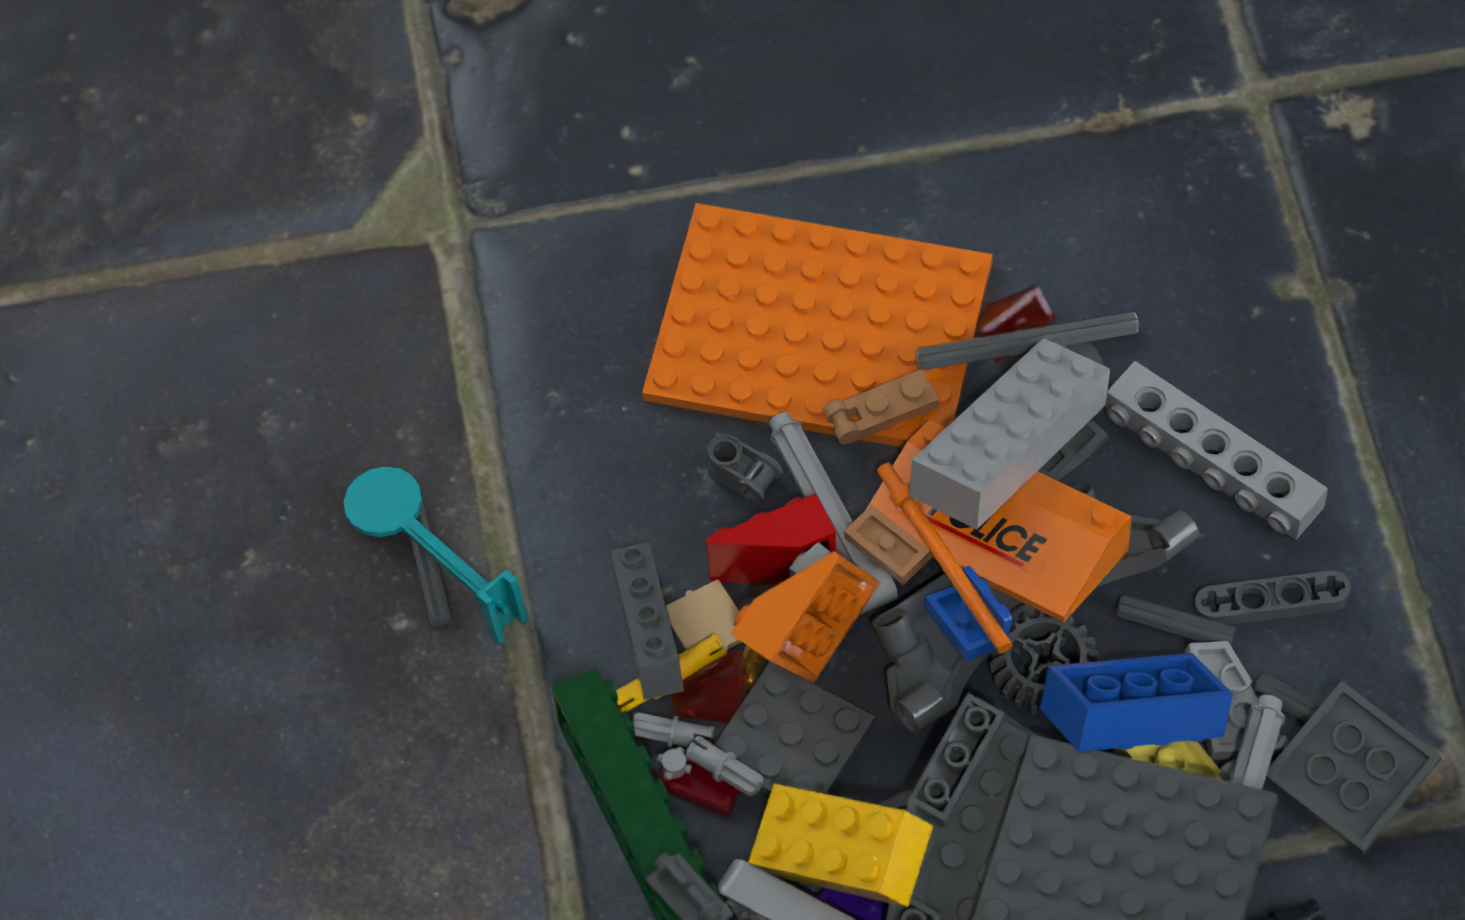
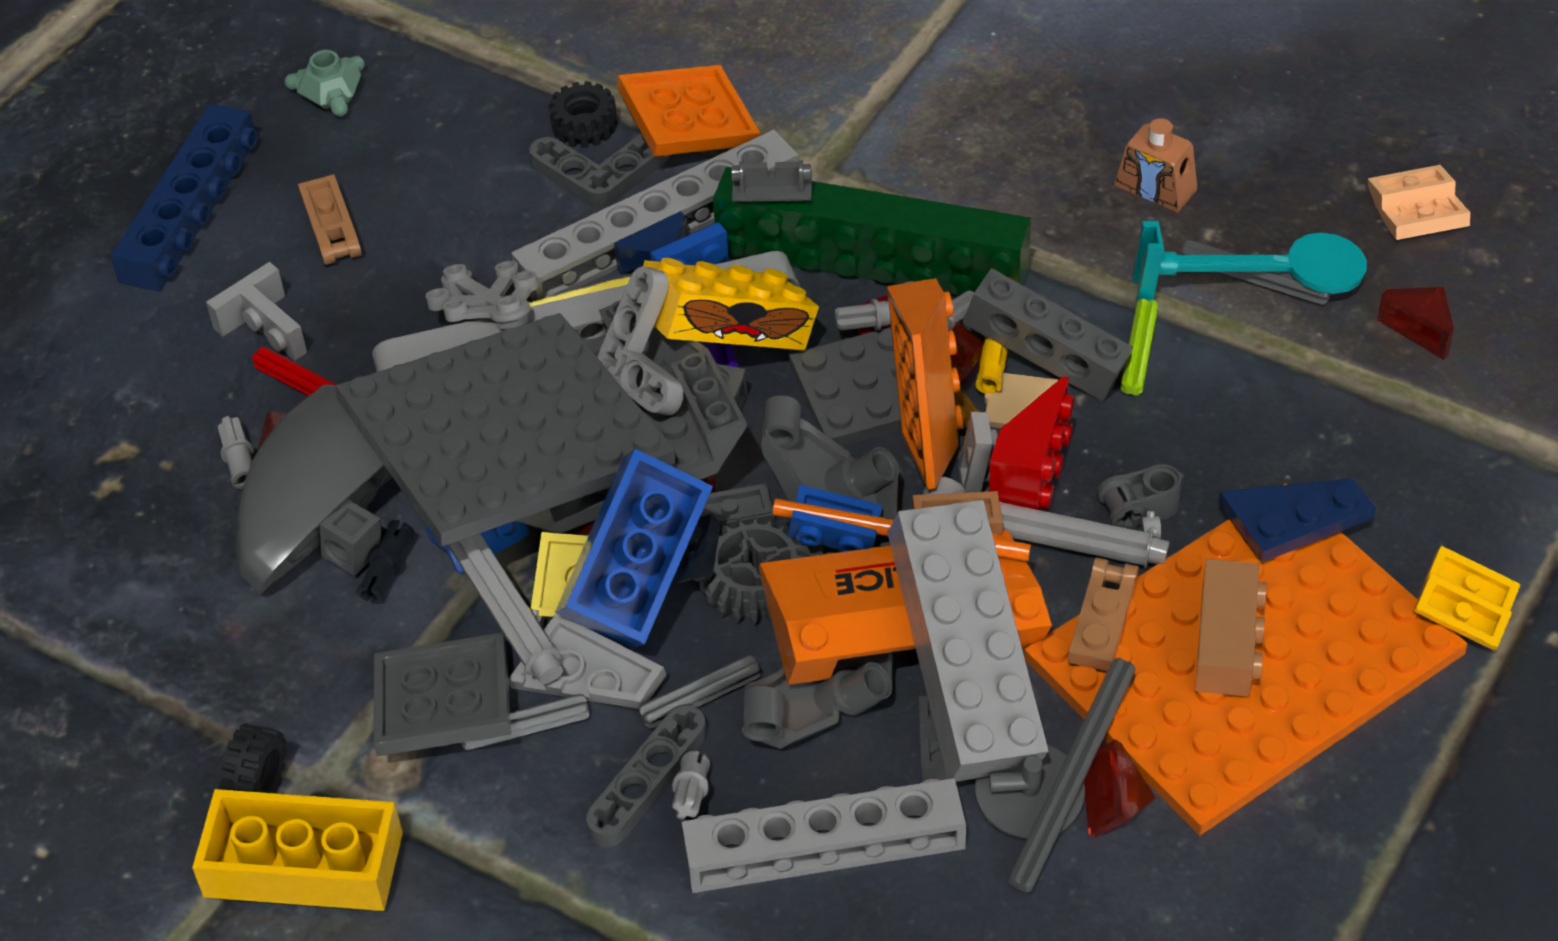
camera: 130 degrees right, 10 degrees down
(243, 496) = (1418, 202): none -> light nougat slope
(370, 680) = (1159, 166): none -> nougat torso
(387, 404) = (1419, 316): none -> clear red slope
(570, 584) = (1141, 340): none -> lime axle
(658, 223) = (1467, 598): none -> yellow slope
(682, 355) = (1295, 514): none -> dark blue wing
(764, 444) = (1151, 523): none -> light grey piece
(829, 319) = (1230, 628): none -> medium nougat brick
(962, 855) = (626, 359): none -> light grey beam
(1262, 549) = (690, 785): none -> light grey axle

